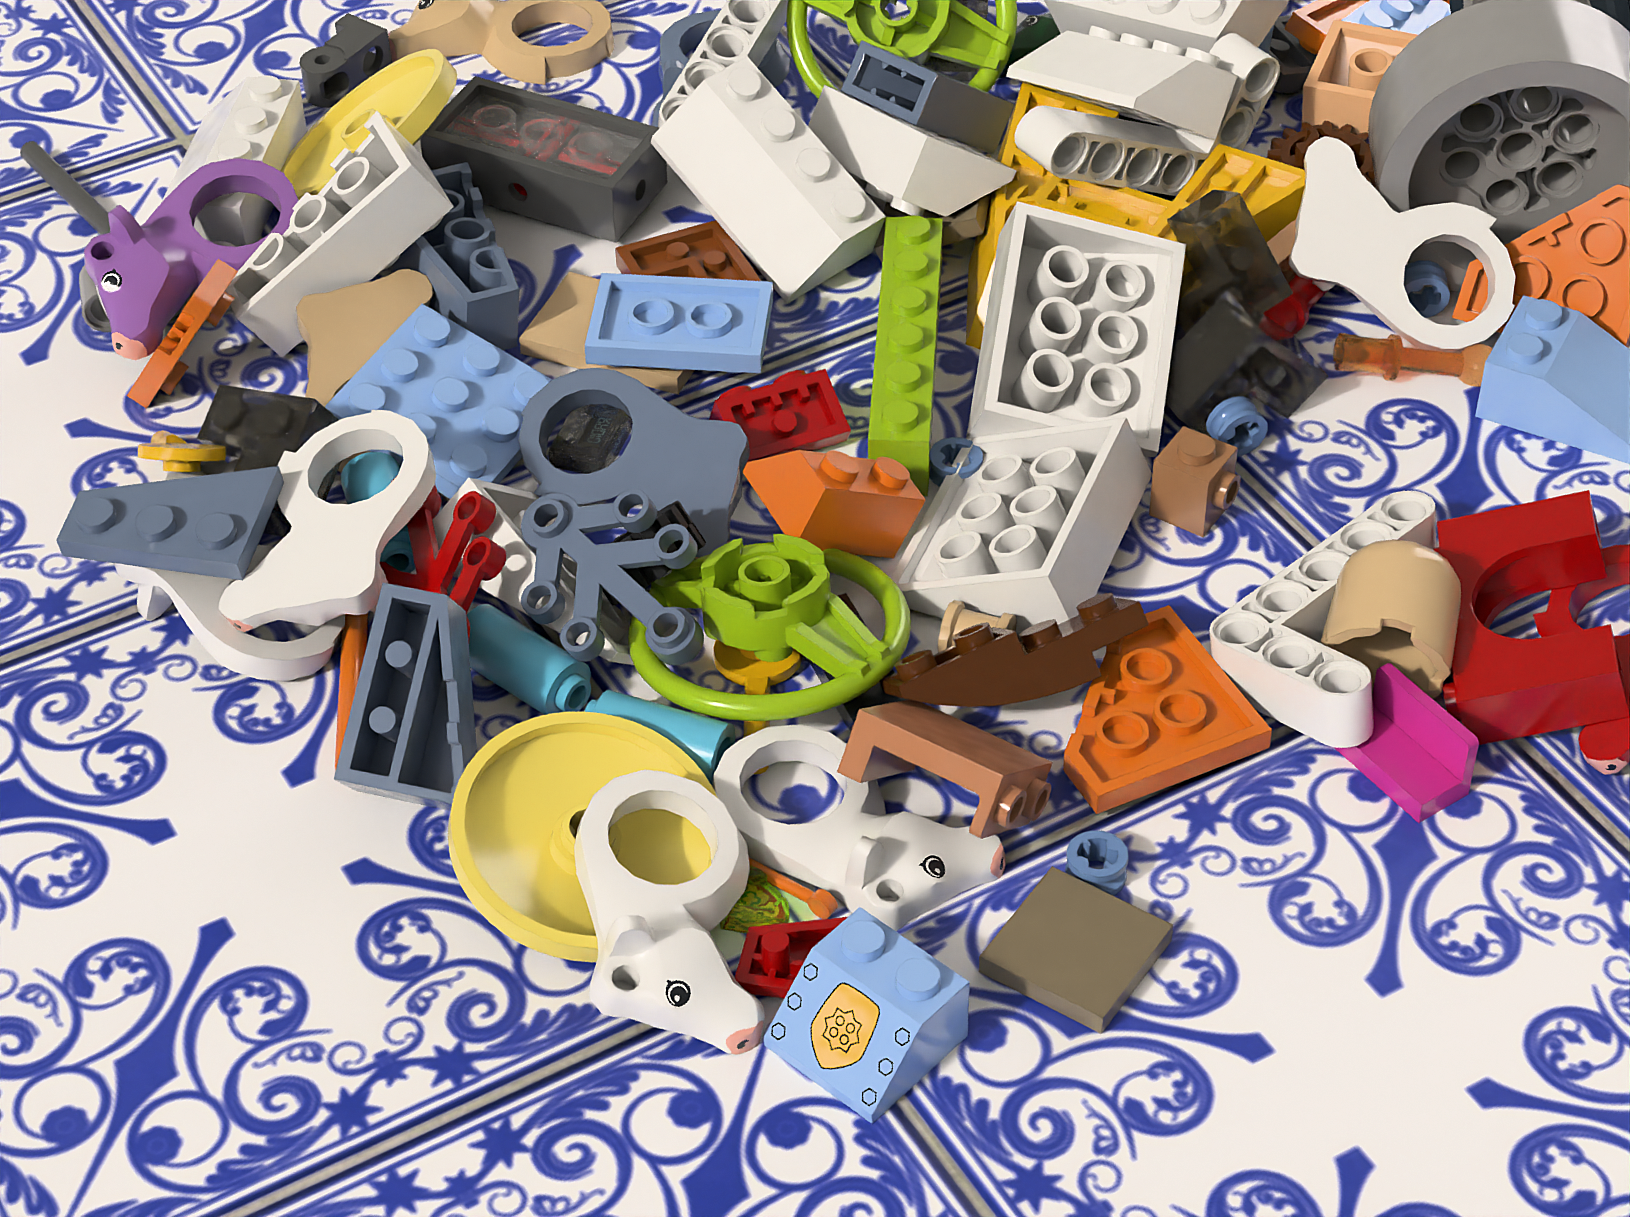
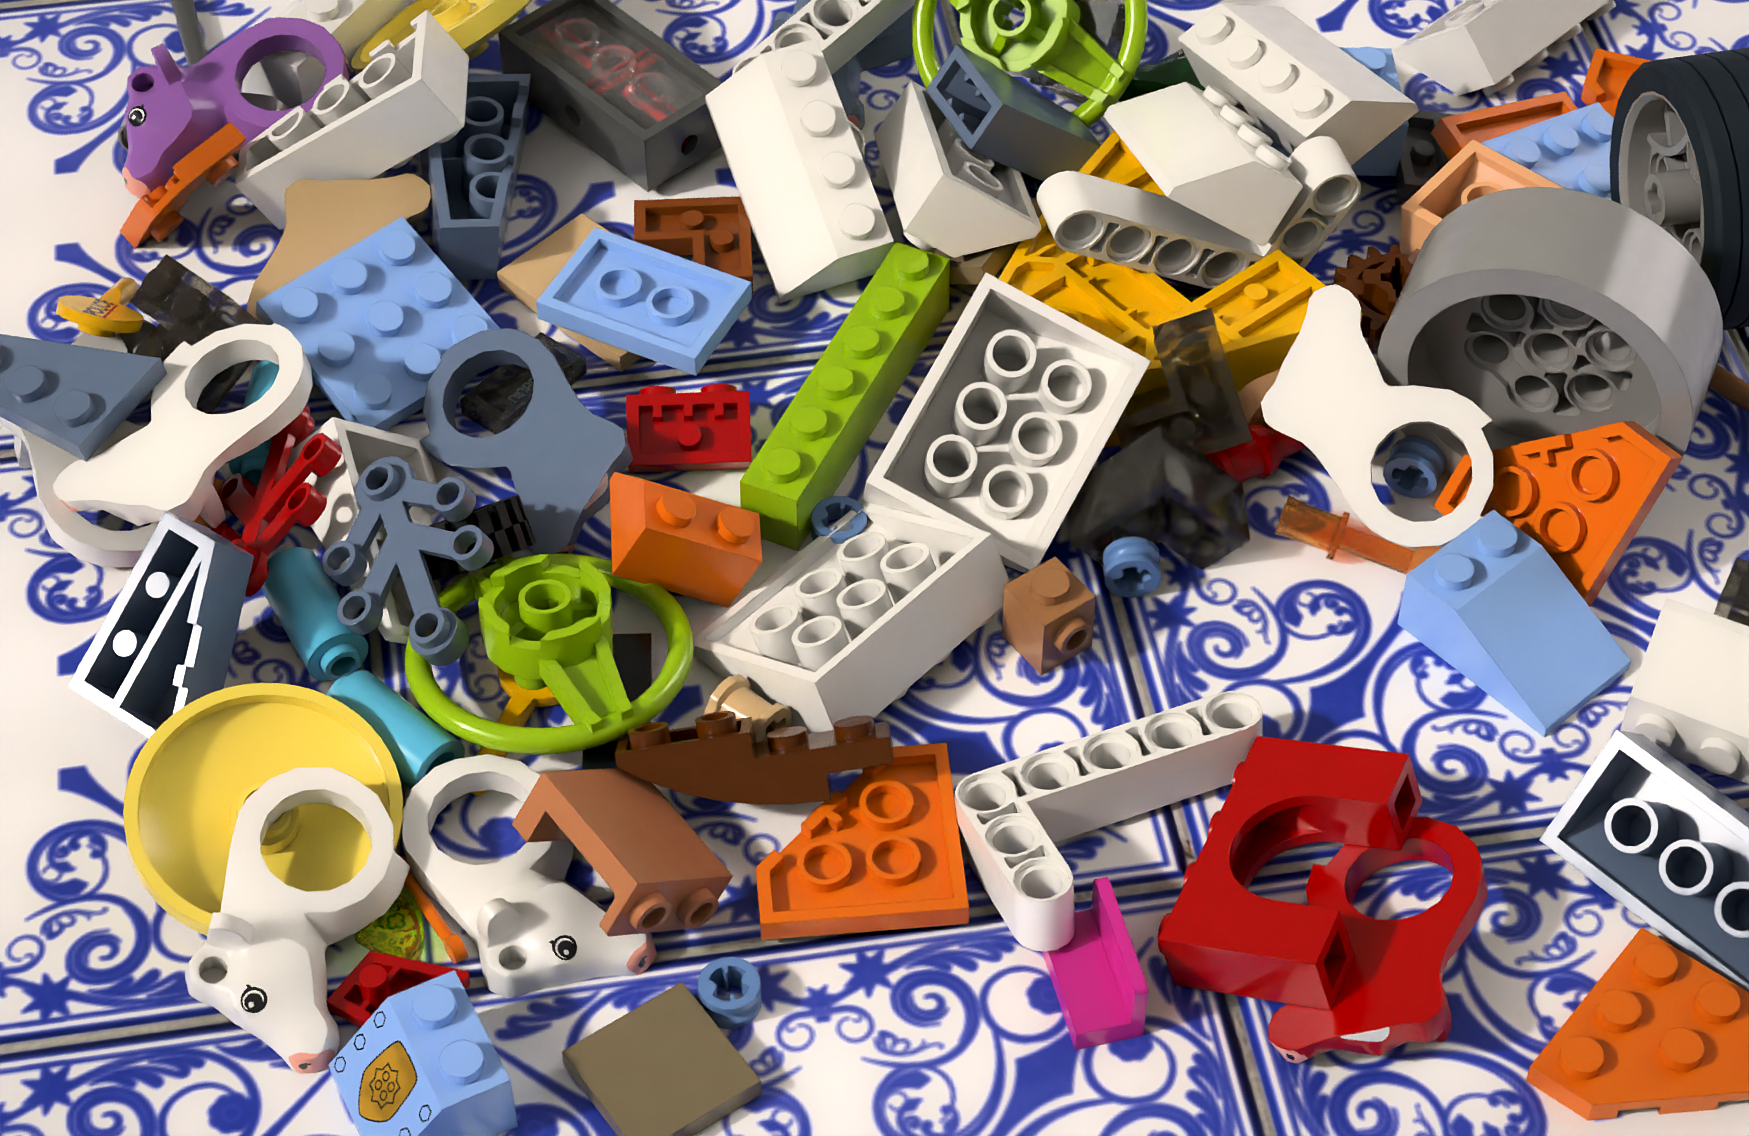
camera: 20 degrees right, 5 degrees up
(1397, 608) = (1142, 828): tan cylinder -> none

